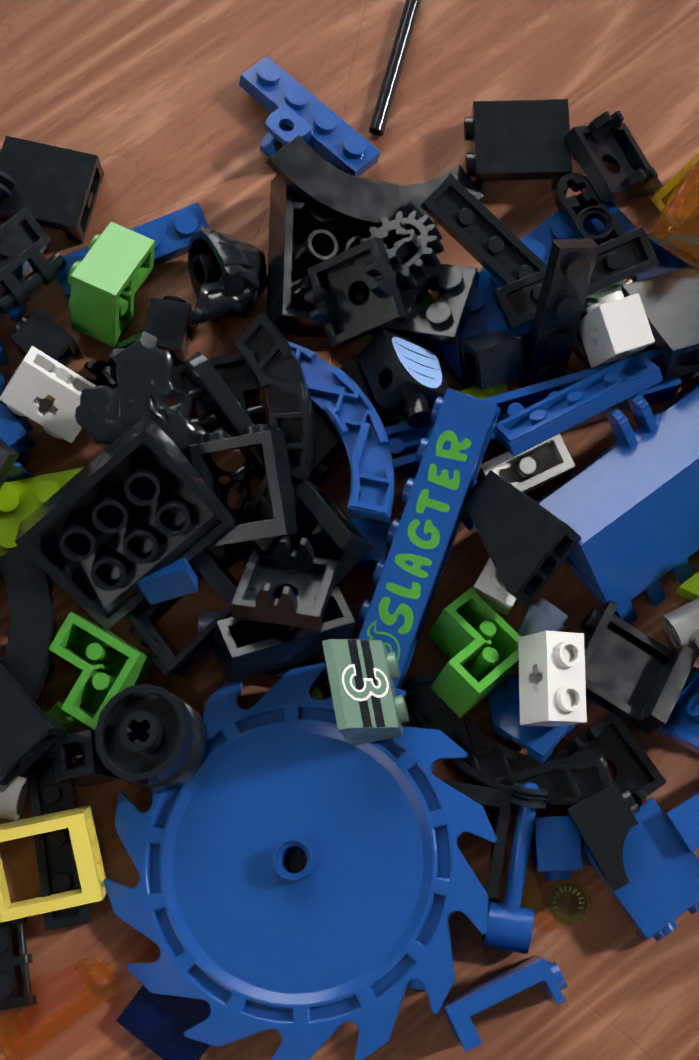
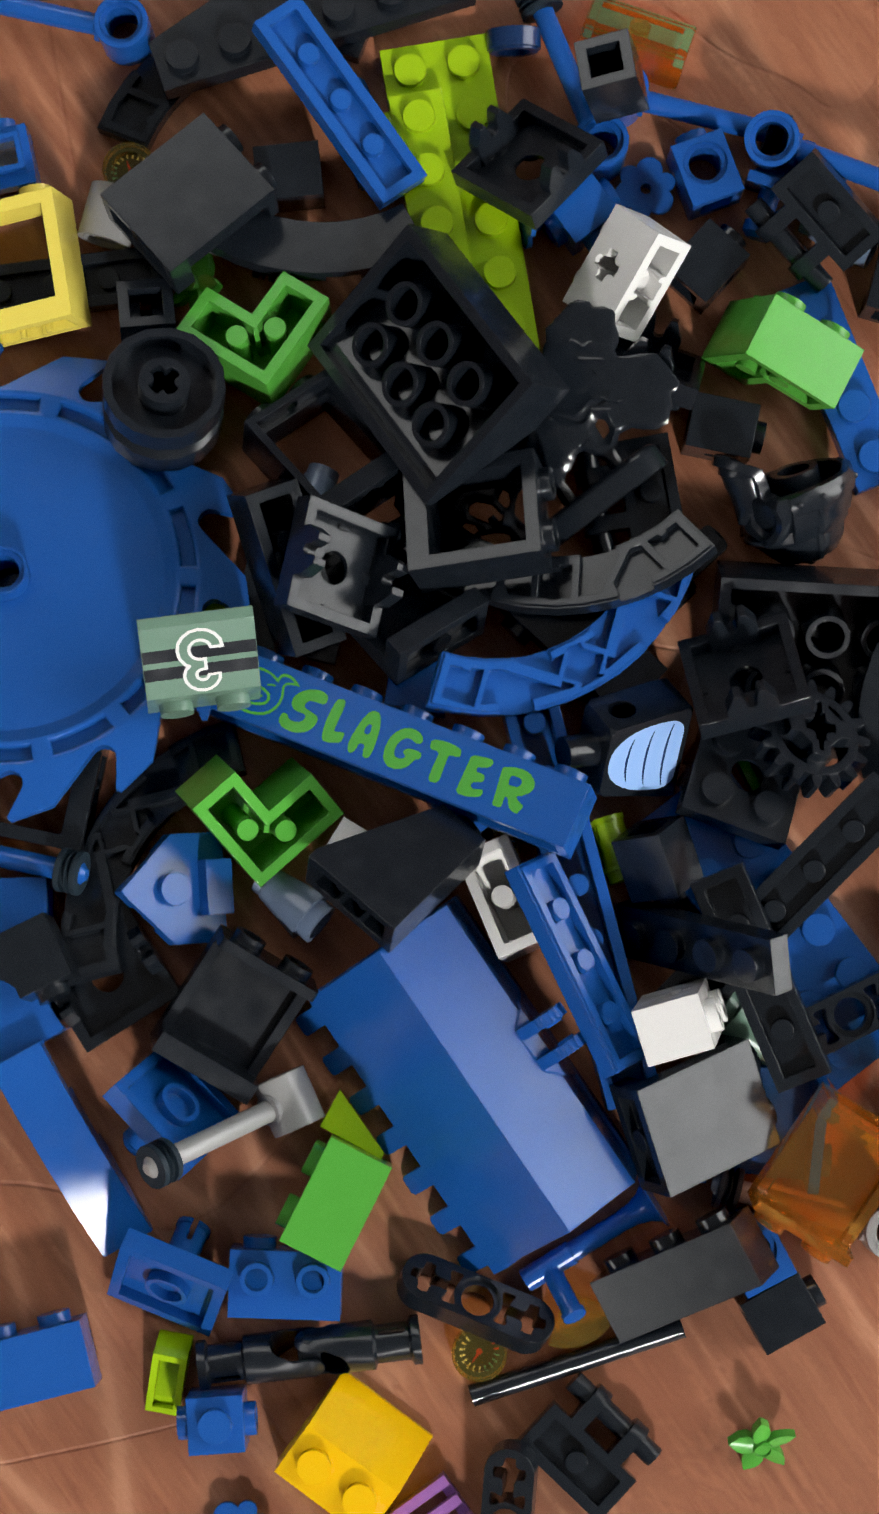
camera: 90 degrees right, 10 degrees up
(169, 582) = (357, 424): blue piece -> none
(552, 679) = (210, 905): white brick -> none

